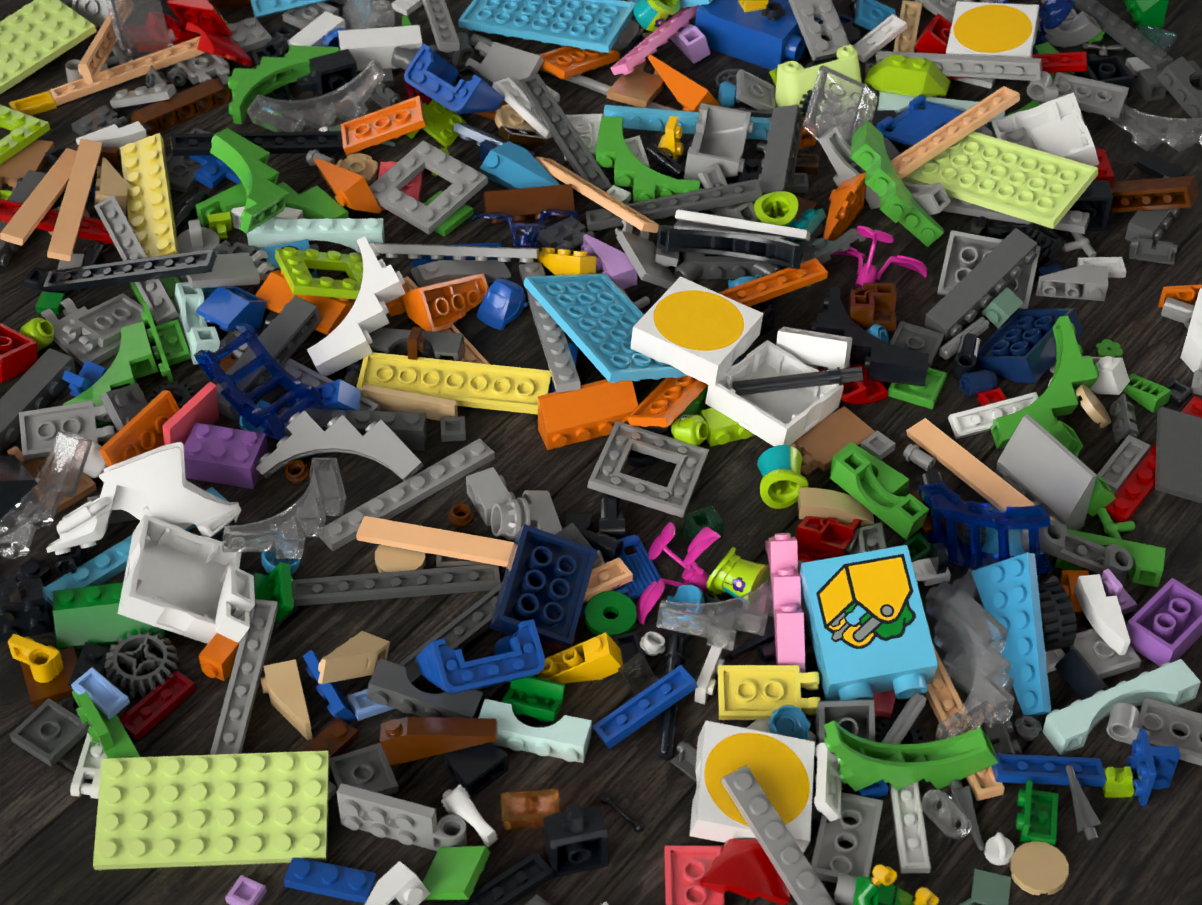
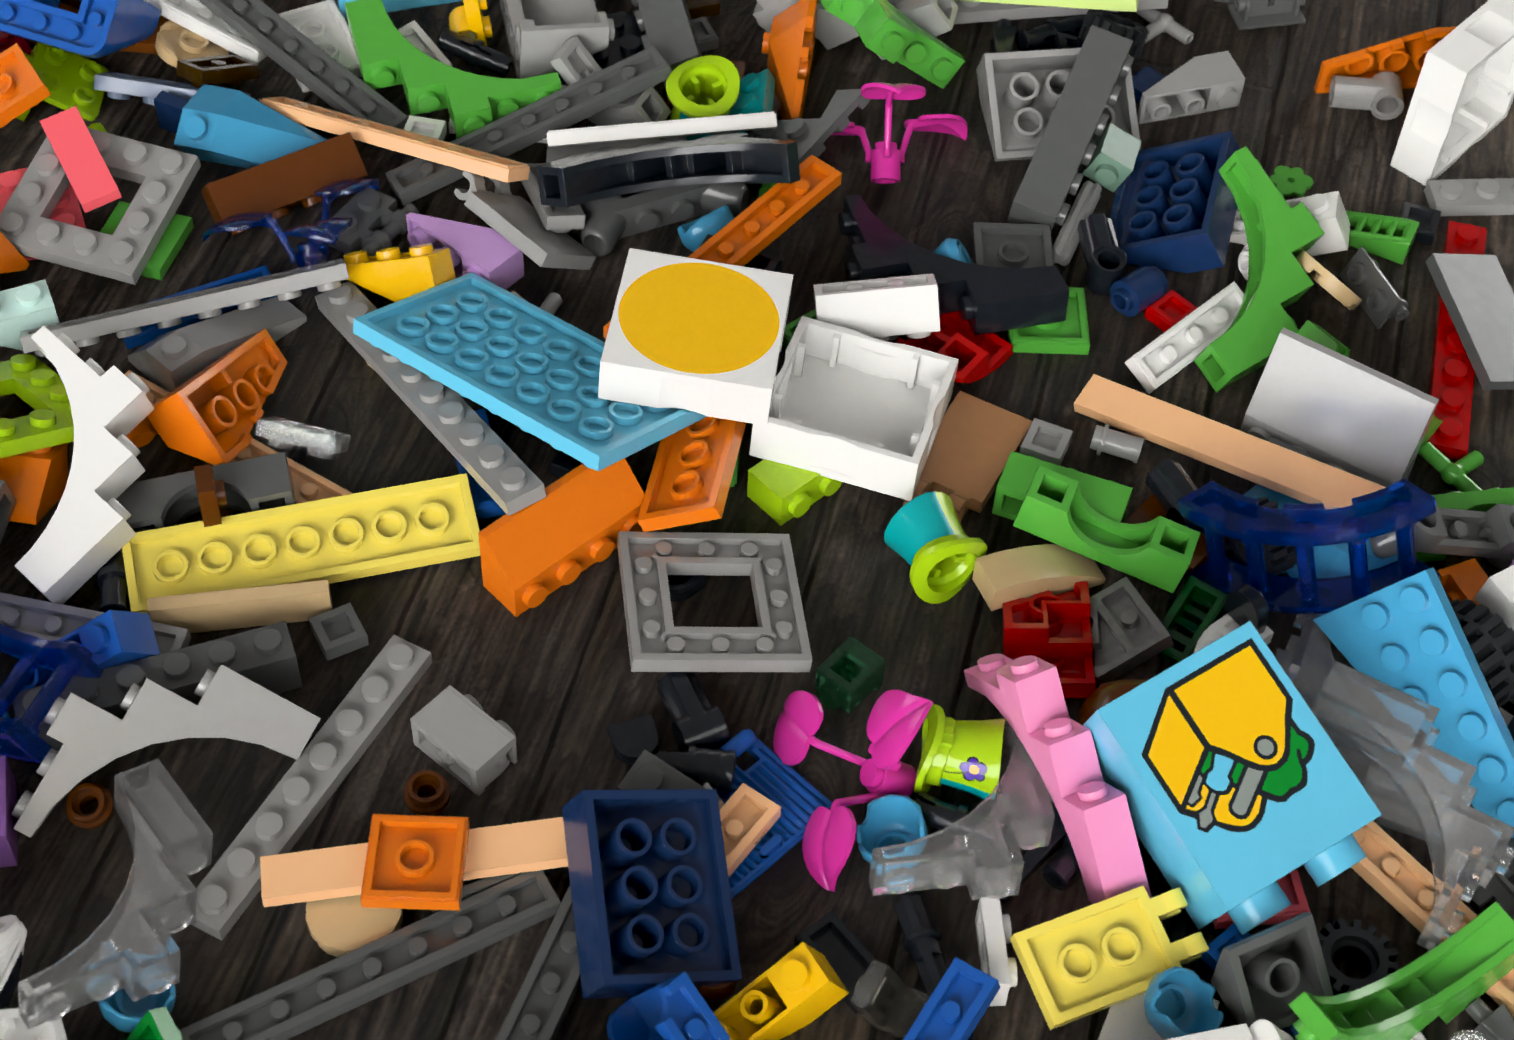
camera: 25 degrees left, 5 degrees up
(425, 162) = (80, 159): none -> coral tile
(436, 539) = (415, 862): none -> orange tile
(473, 328) = (287, 433): none -> clear plate
(502, 304) = (320, 375): blue helmet -> none
(532, 509) = (550, 760): light grey beam -> none
(610, 602) = (779, 870): green tile -> none
(652, 643) = (872, 924): white plate -> none
(690, 429) = (748, 508): lime head -> none
(797, 381) = (887, 372): black axle -> none
(874, 305) = (926, 208): reddish brown brick -> none
(905, 719) = (1354, 930): light grey axle -> none
(1114, 265) = (1213, 44): white tile -> none
(1123, 462) = (1414, 350): light grey plate -> none

